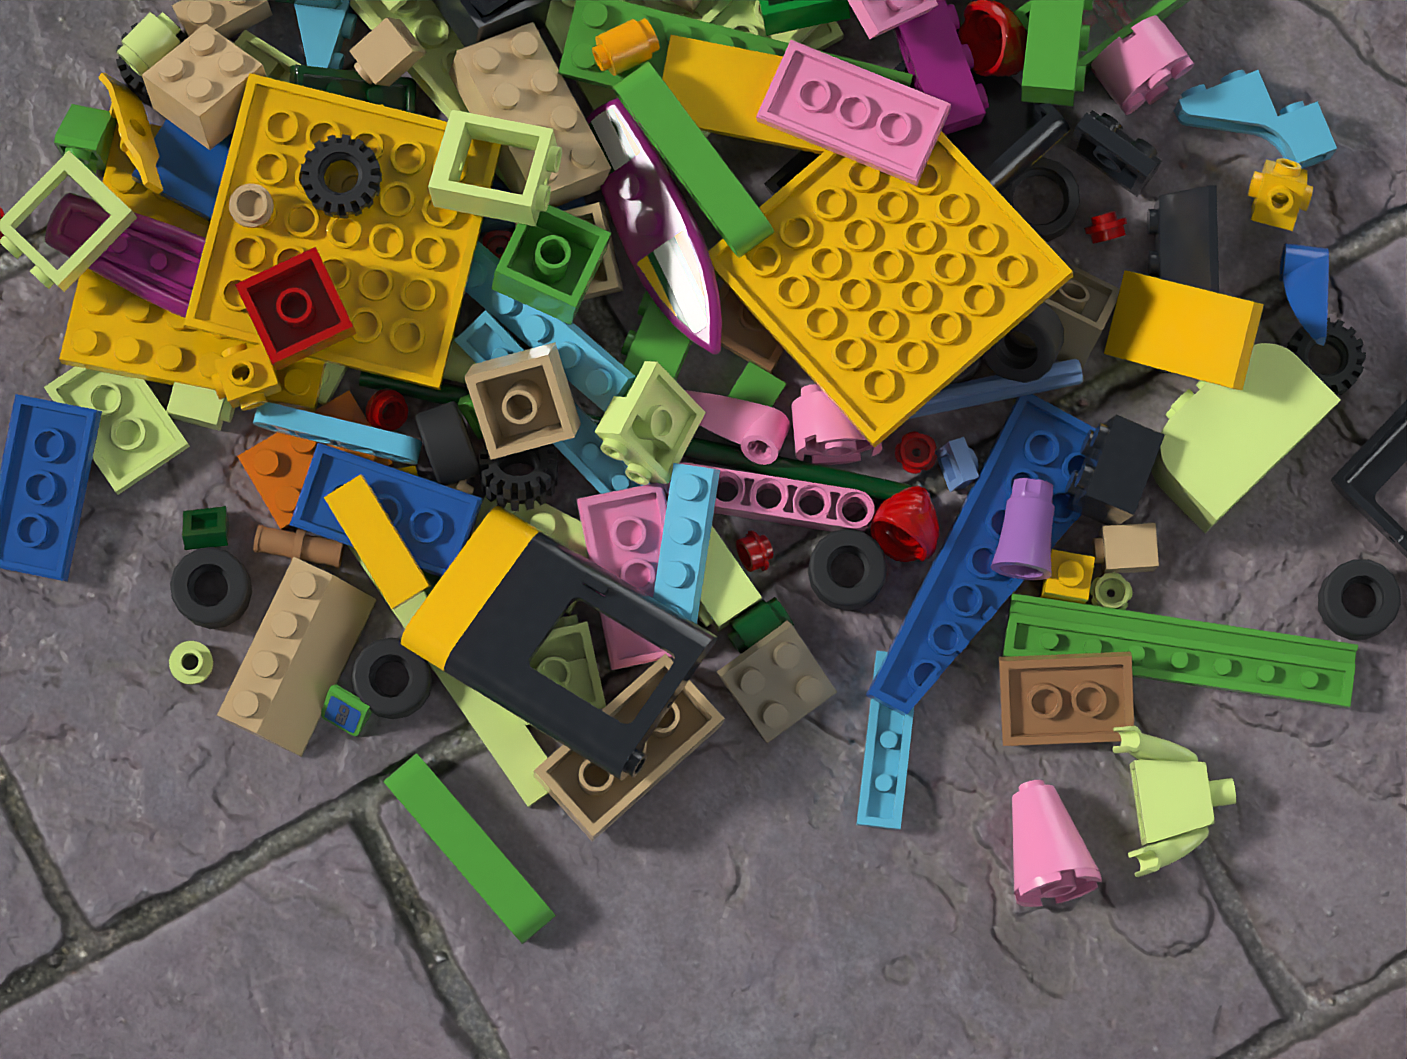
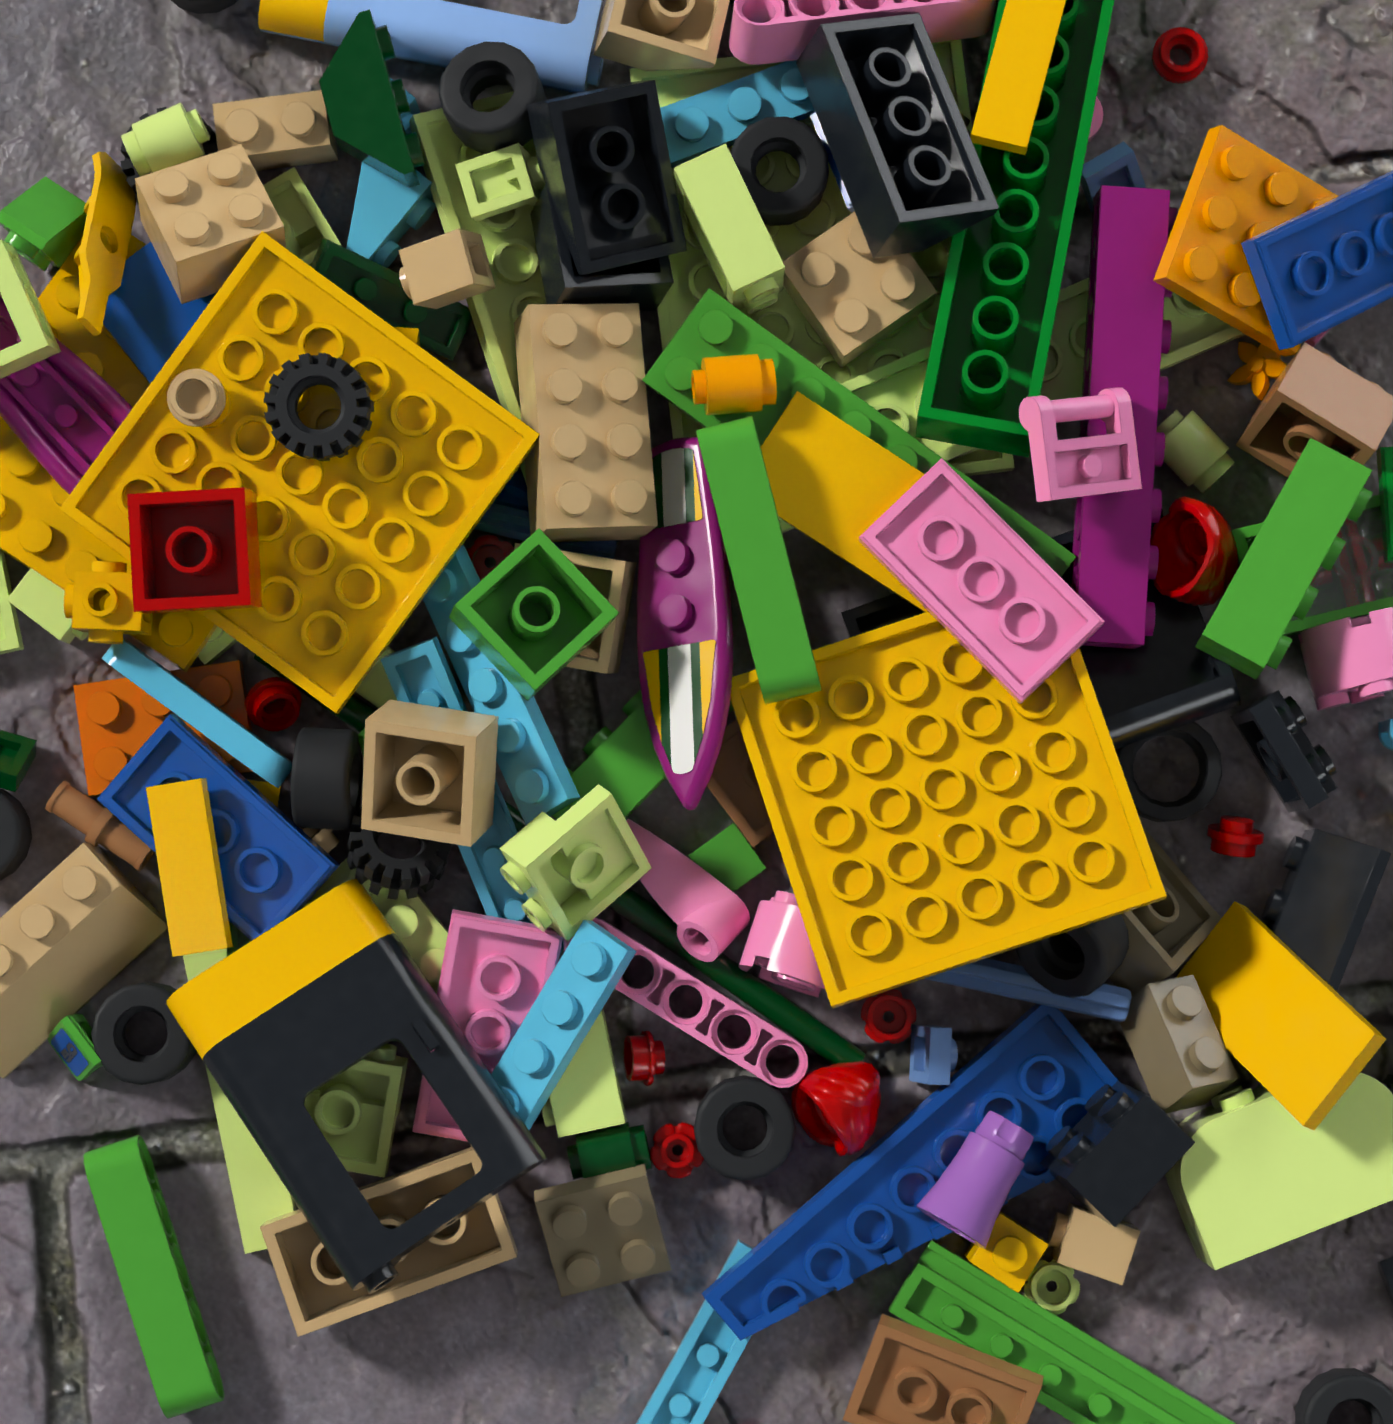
camera: 30 degrees right, 5 degrees up
(487, 202) = (462, 439): yellowish green window -> none
(798, 615) = (661, 1153): none -> red plate
(1126, 381) = (1177, 1044): none -> dark tan brick

